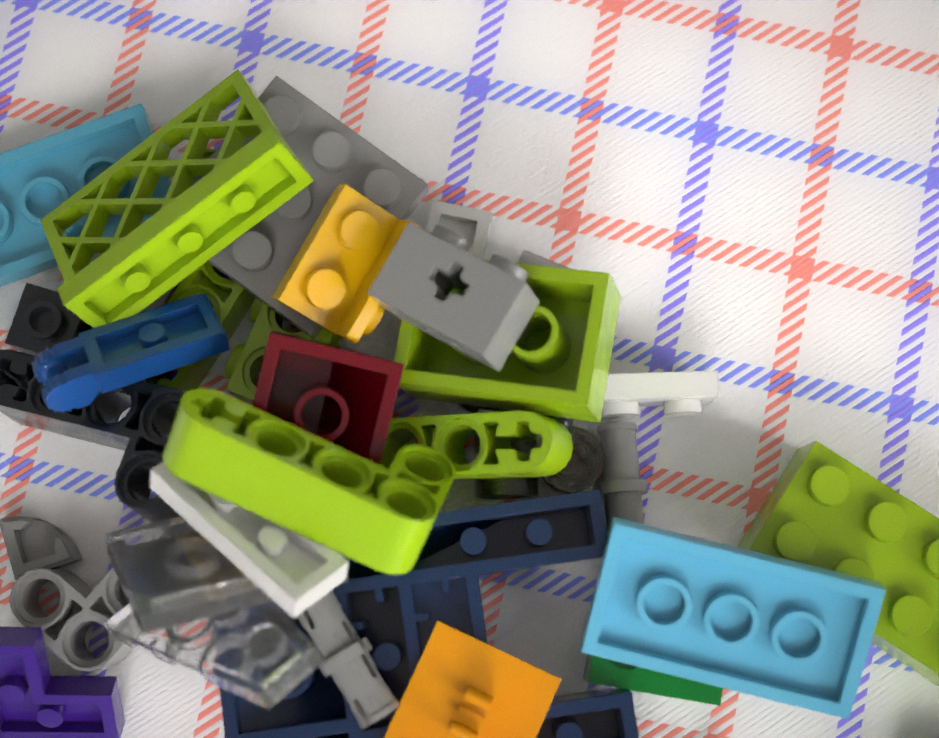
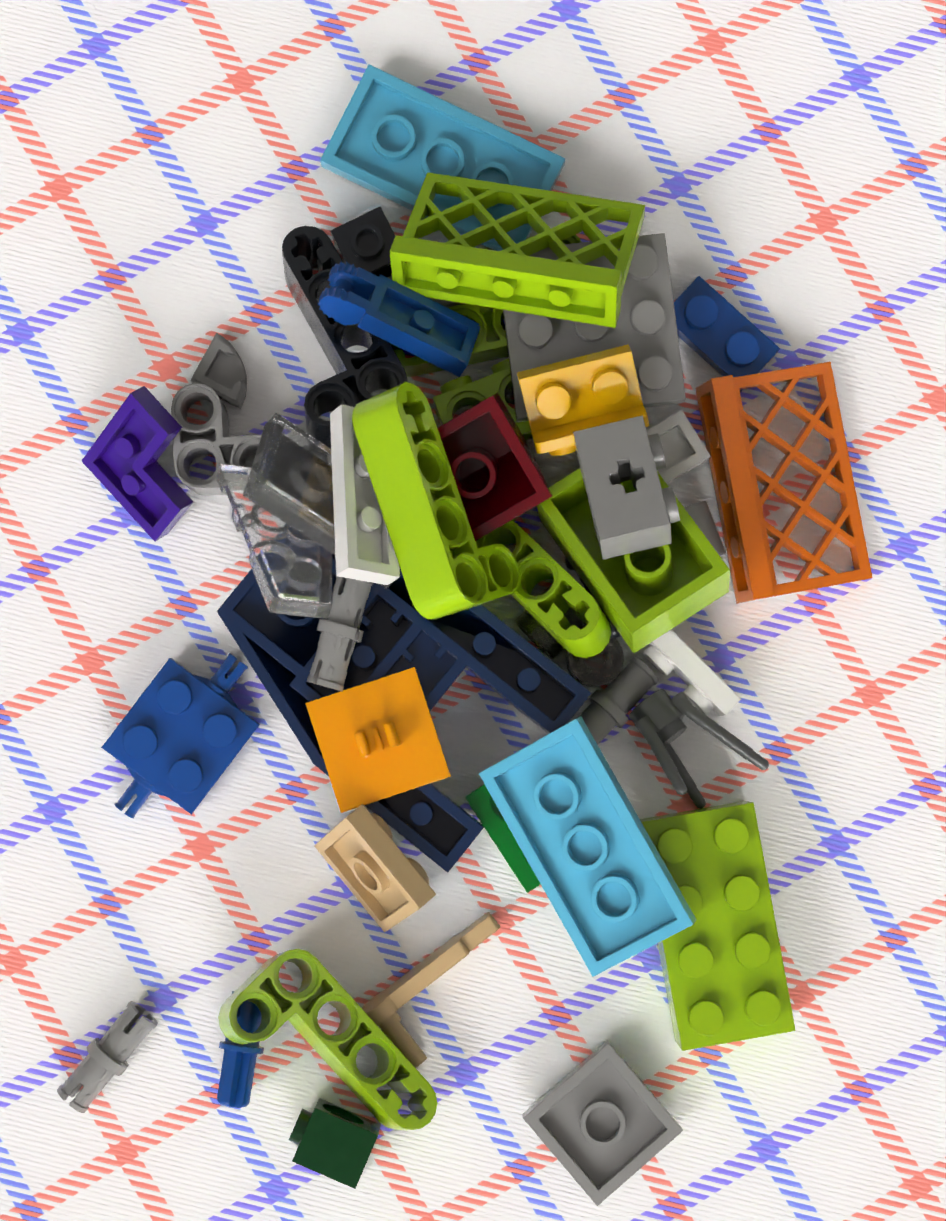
camera: 45 degrees right, 5 degrees up
(403, 114) = (721, 332): none -> blue plate
(531, 209) = (738, 491): none -> orange fence
(675, 456) = (661, 723): none -> dark grey plant

